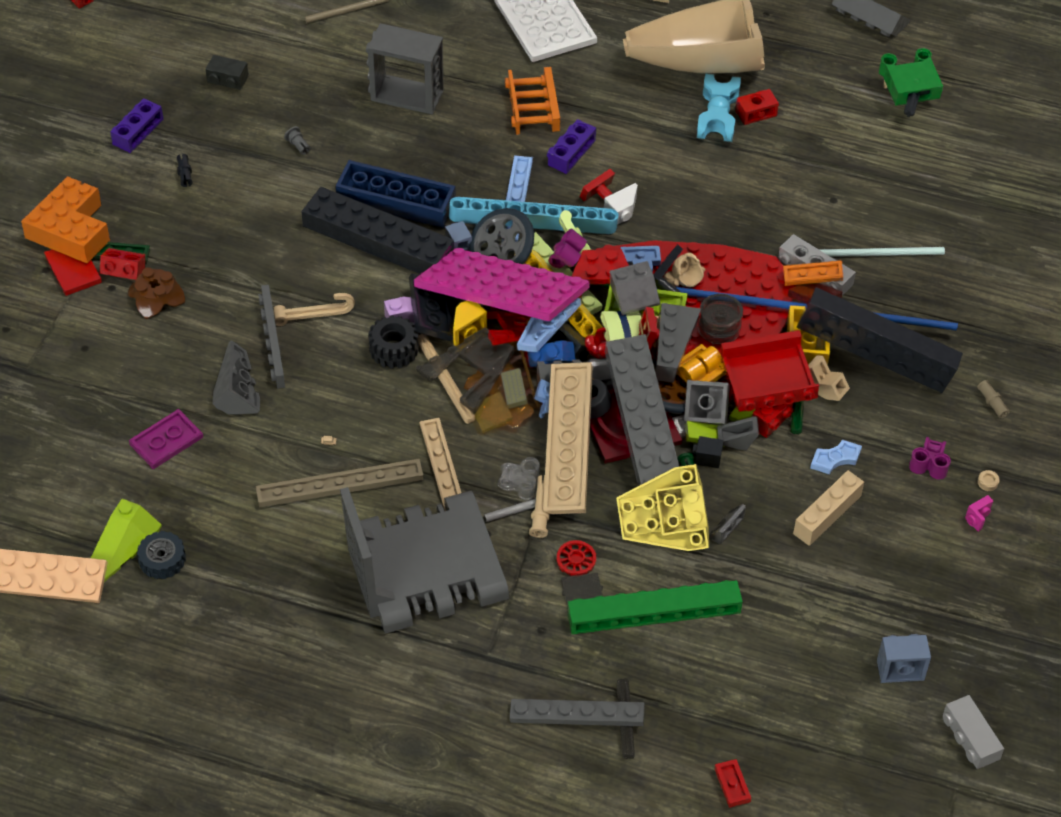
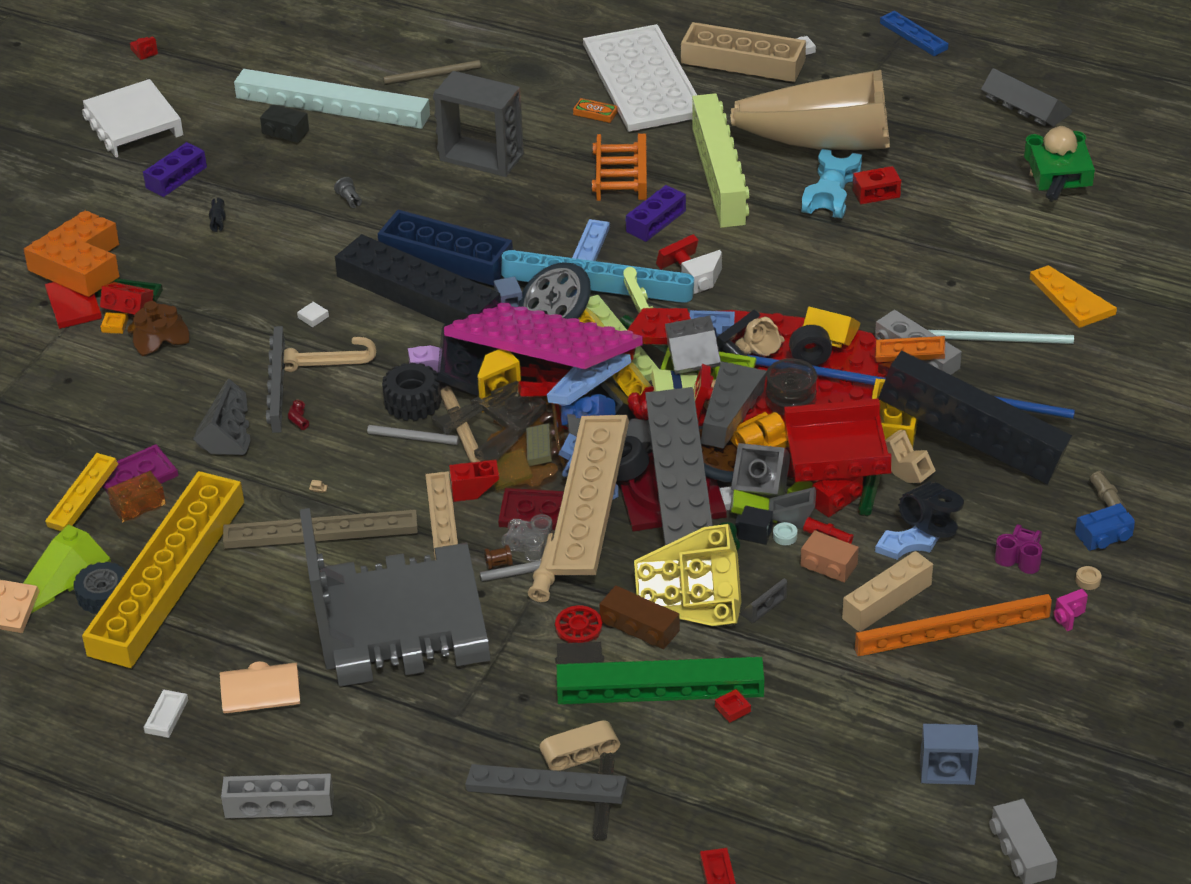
camera: 10 degrees right, 10 degrees down
(85, 70) = (130, 114): none -> white panel
(114, 287) = (114, 323): none -> light orange tile
(124, 463) = (81, 492): none -> yellow plate
(173, 463) = (136, 496): none -> clear orange brick
(213, 534) = (163, 570): none -> yellow brick
(241, 671) = (166, 713): none -> white tile
(263, 42) = (332, 98): none -> light aqua brick
(290, 267) = (313, 314): none -> white tile
(295, 370) = (296, 414): none -> dark red arm
(319, 641) = (259, 687): none -> light nougat panel
(356, 744) = (277, 795): none -> light grey brick
(400, 383) = (412, 434): none -> light grey bar
(463, 425) = (472, 479): none -> red slope
(497, 499) = (498, 557): none -> reddish brown bush
(499, 41) = (595, 110): none -> orange tile
(516, 445) = (527, 503): none -> dark red tile
(567, 250) = (626, 308): magenta piece -> none
(598, 674) = (579, 745): none -> tan beam
(619, 91) = (720, 160): none -> yellowish green brick
(627, 548) = (639, 617): none -> reddish brown brick
(718, 625) = (732, 705): none -> red plate
(730, 276) = (807, 335): none -> black tyre
(733, 457) = (785, 533): none -> light aqua tile
(742, 256) = (839, 327): none -> yellow slope
(770, 454) = (830, 530): none -> red pin
(775, 477) = (829, 556): none -> nougat brick
(847, 426) = (924, 509): none -> black piece
(886, 535) = (952, 625): none -> orange tile
(911, 60) = (1060, 140): none -> tan hair
(936, 209) = (1071, 298): none -> light orange wing
(996, 432) = (1105, 527): none -> blue brick

